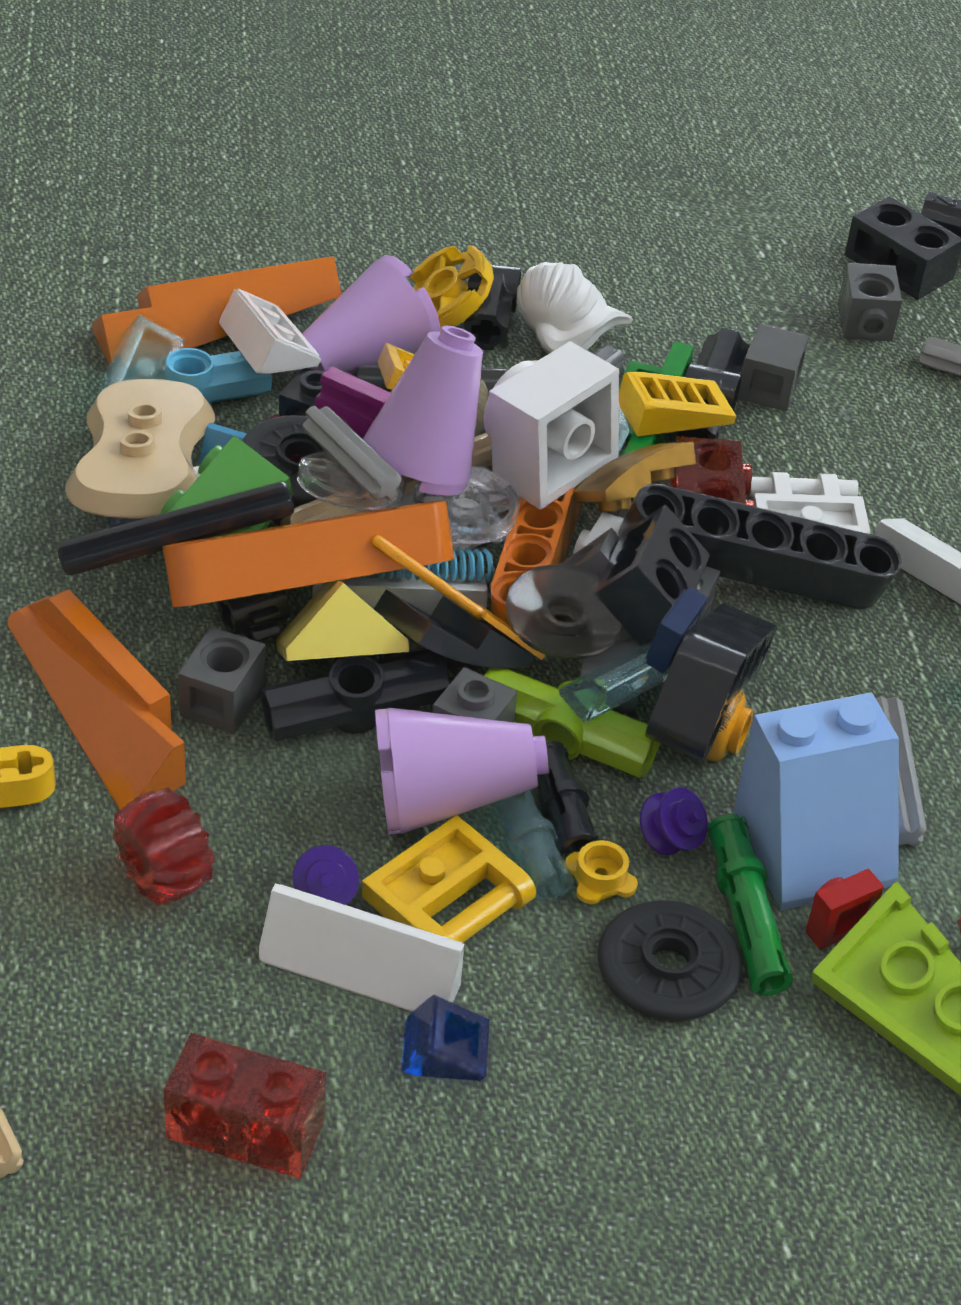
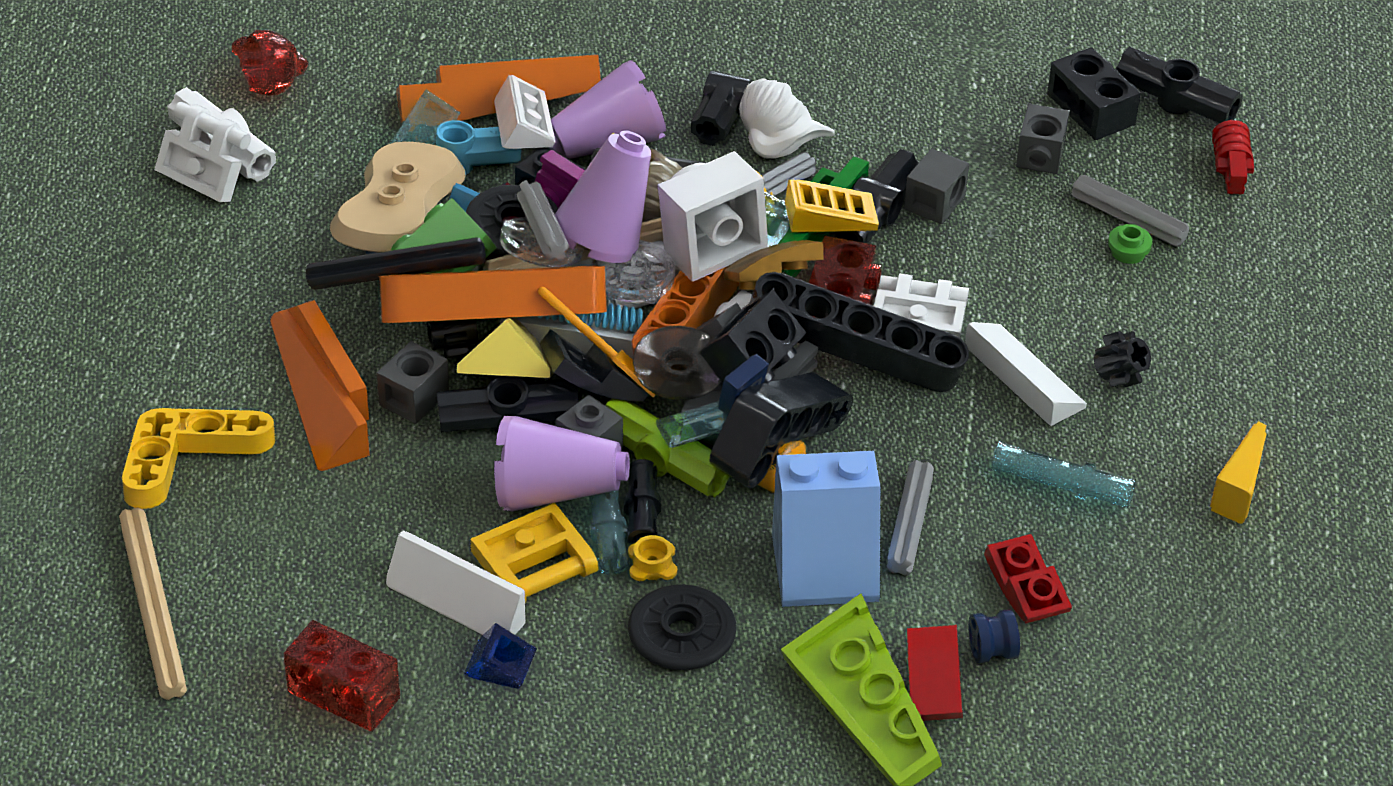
camera: 15 degrees right, 0 degrees up
(163, 845) = (332, 494): clear red gear -> none
(327, 874) = (447, 531): dark purple wheel -> none
(448, 286) = (681, 96): yellow piece -> none
(673, 821) = (717, 529): dark purple wheel -> none
(743, 882) = (754, 580): green pin -> none
(840, 906) = (818, 603): red plate -> none

